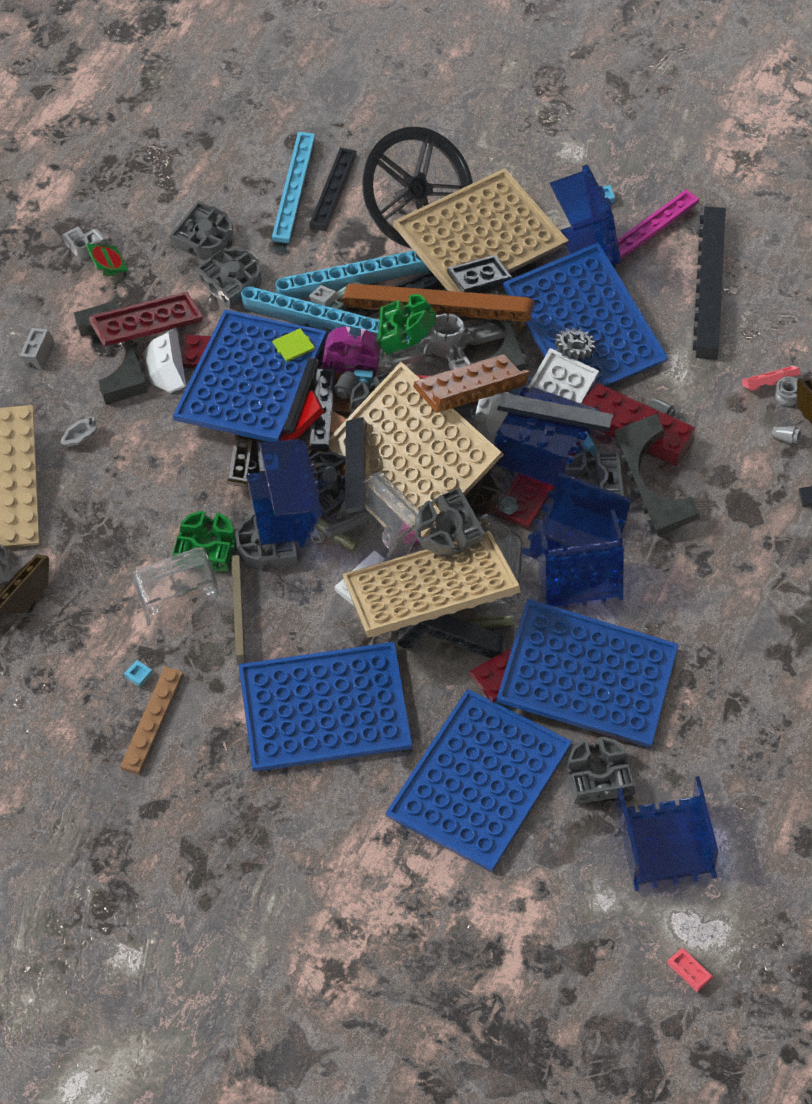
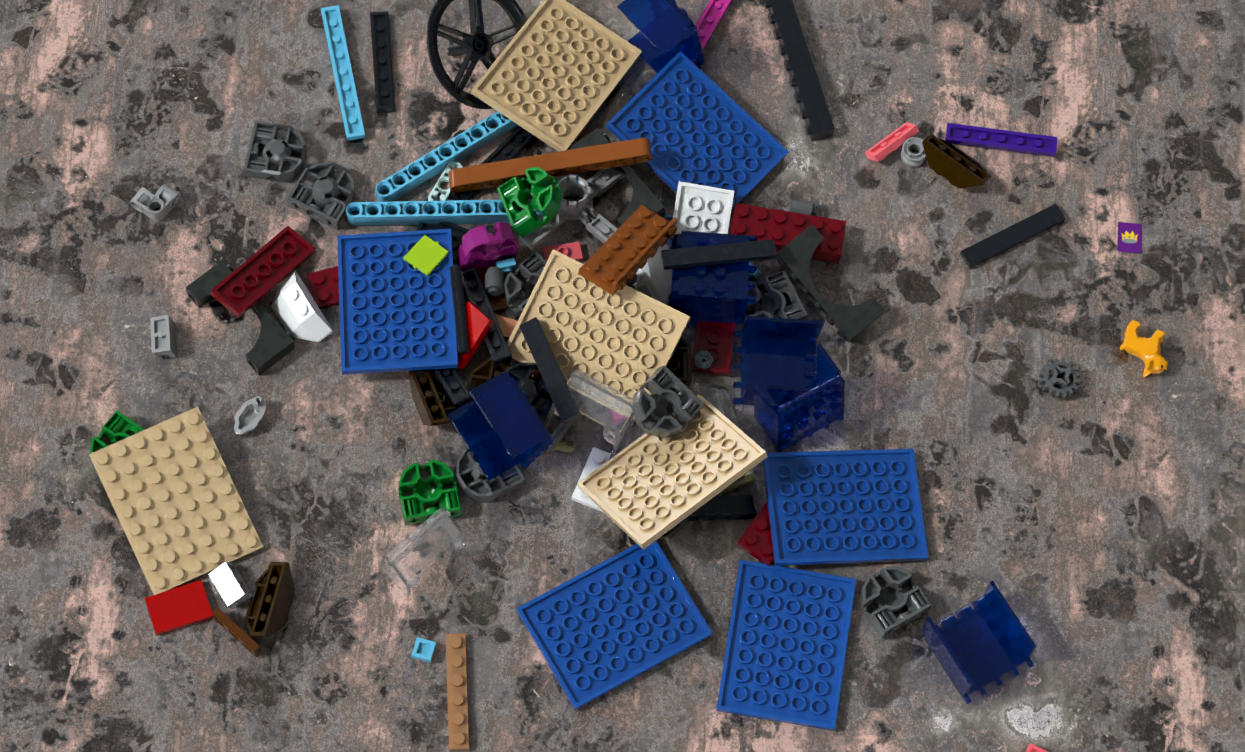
camera: 30 degrees left, 10 degrees up
(107, 259) = (188, 214): piece -> none
(238, 610) = (490, 552): dark tan tile -> none
(323, 296) = (428, 190): light grey bracket -> none
(479, 274) = (578, 122): black tile -> none
(575, 343) = (700, 169): dark grey gear -> none
(787, 434) = (928, 198): light grey cone -> none

